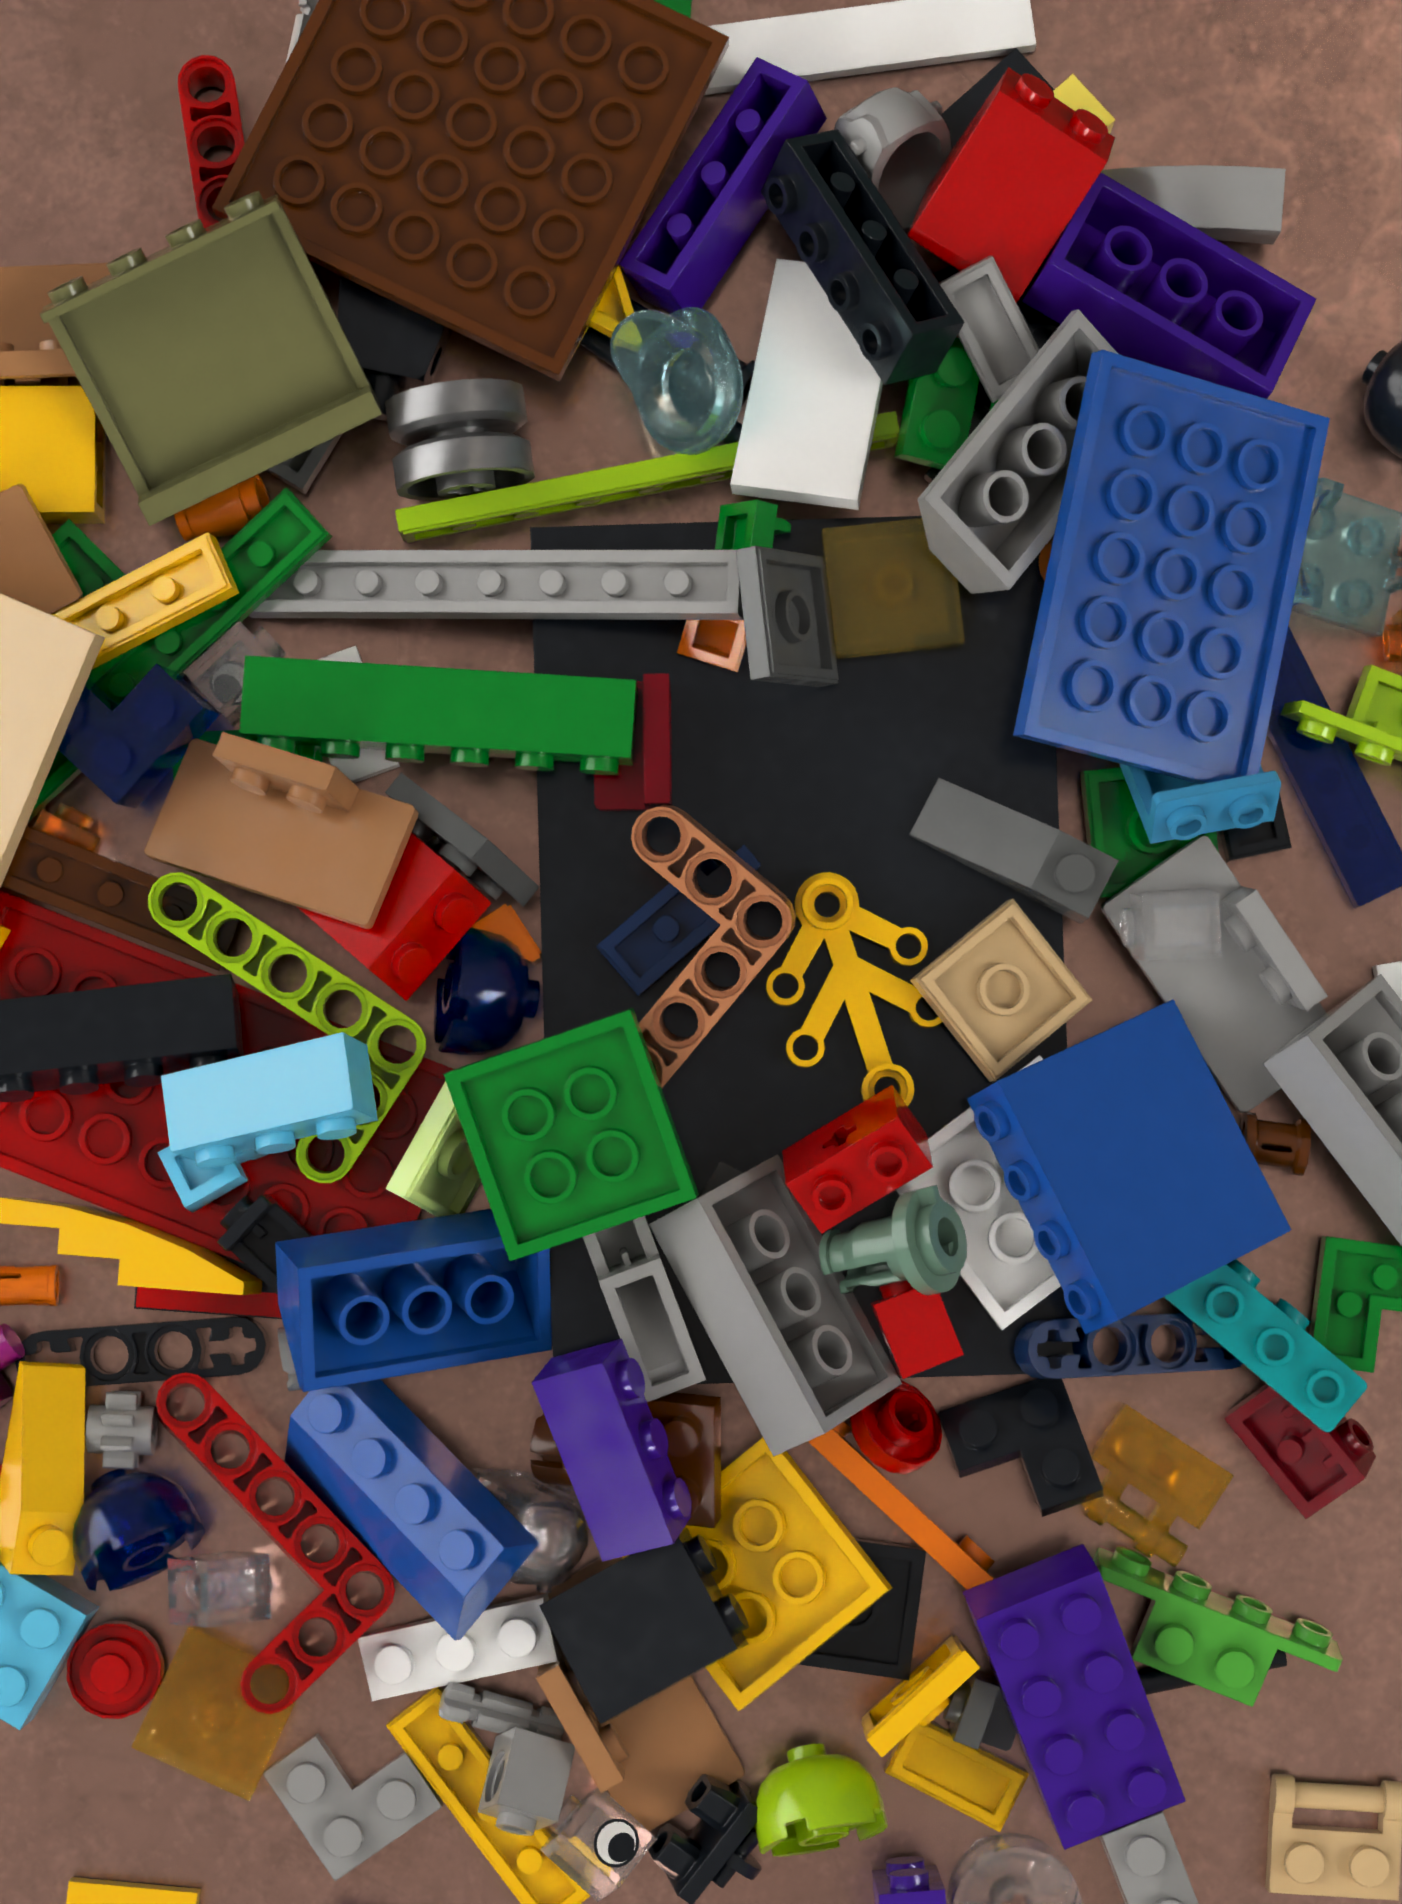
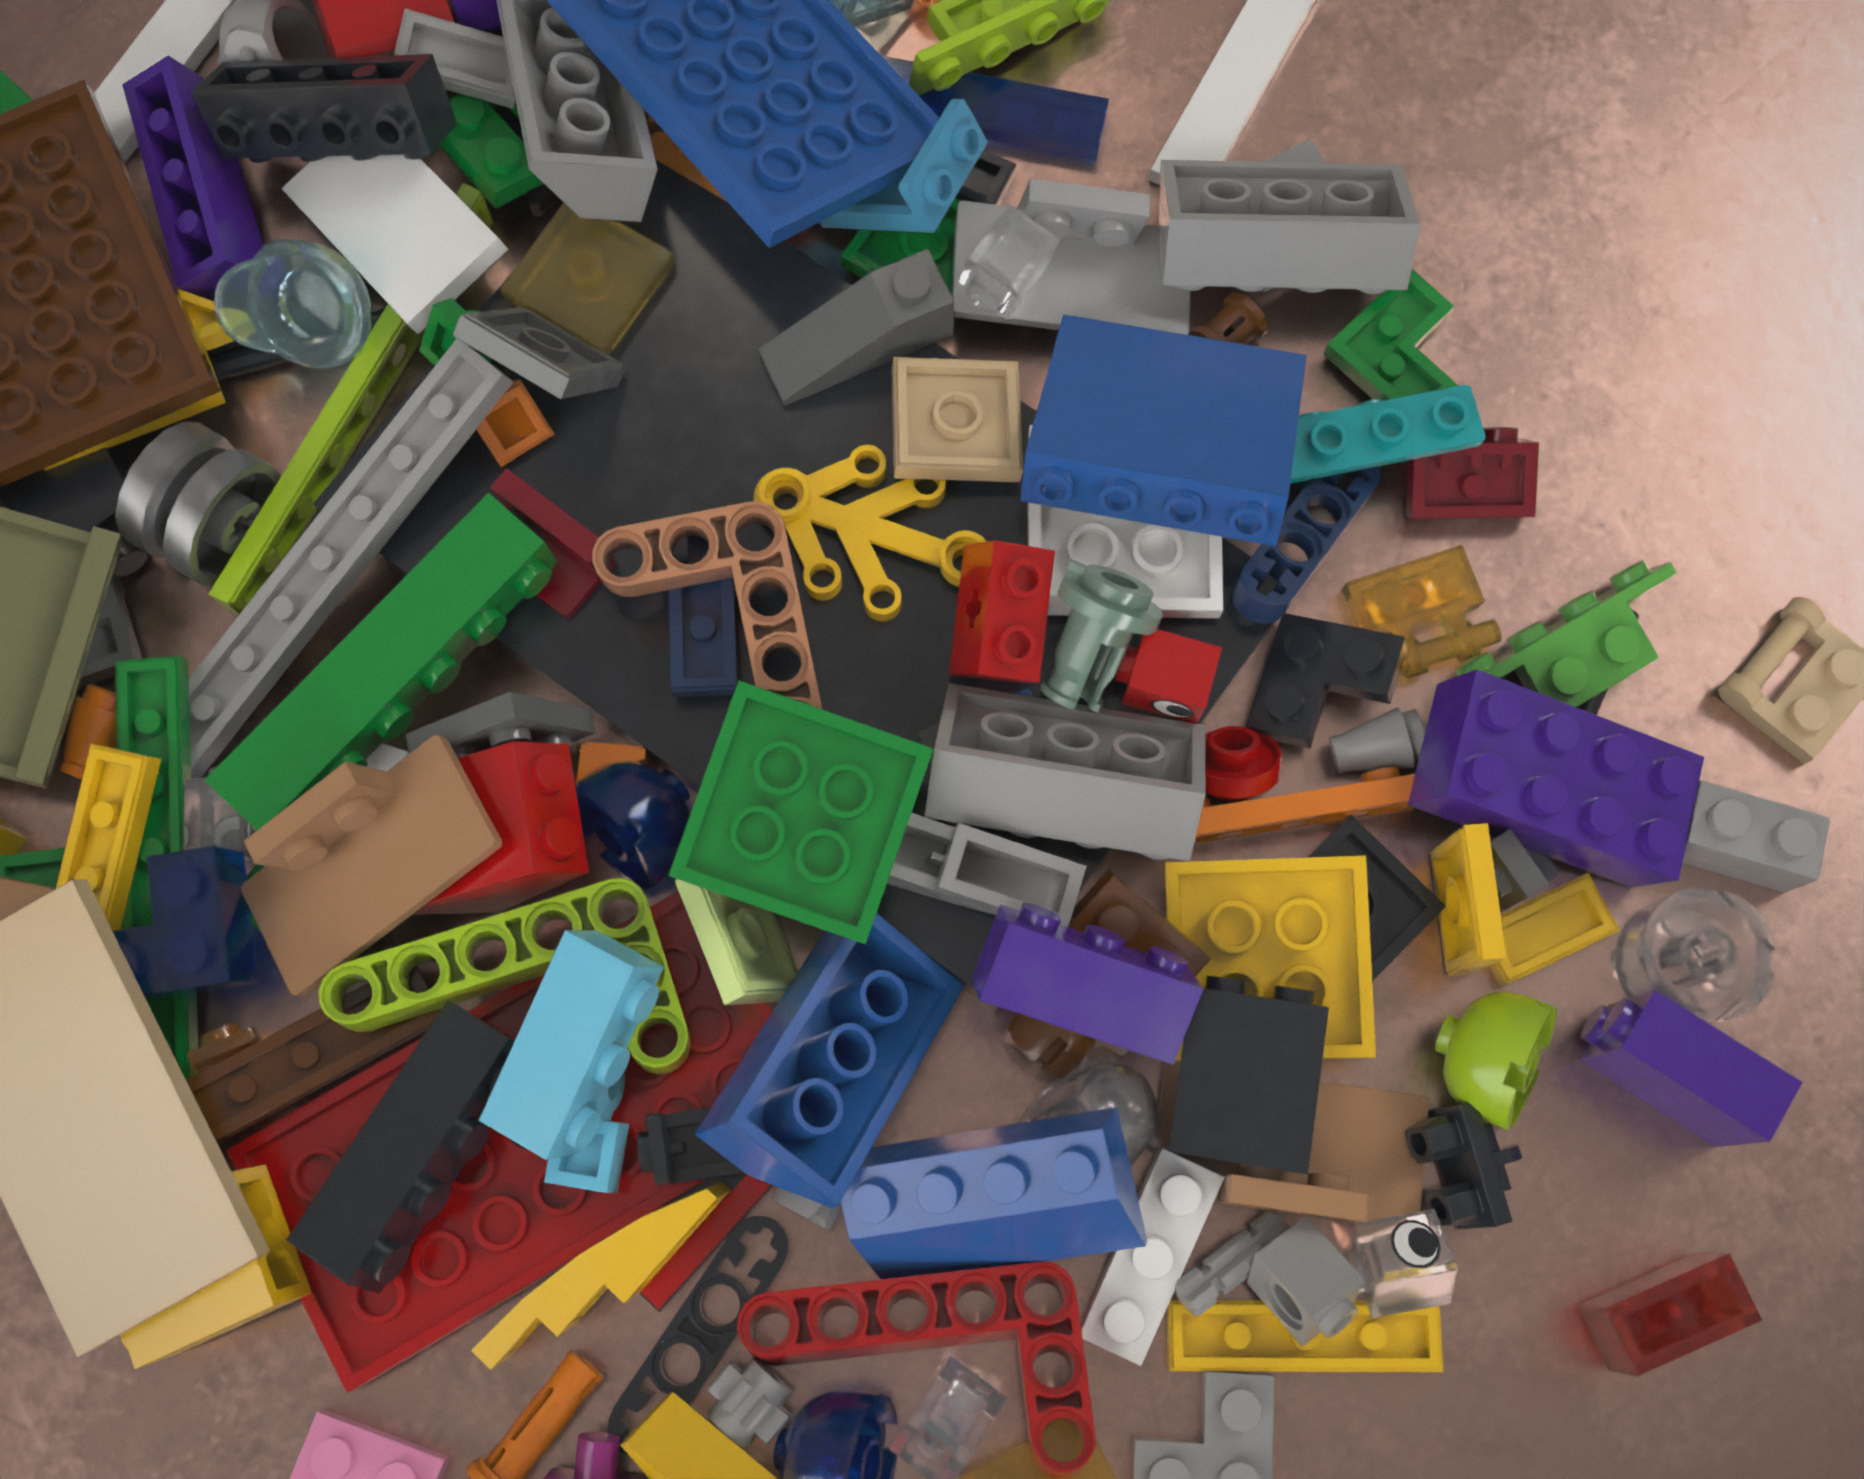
camera: 50 degrees left, 10 degrees down
(1006, 1530) = (1380, 743): none -> light grey cone

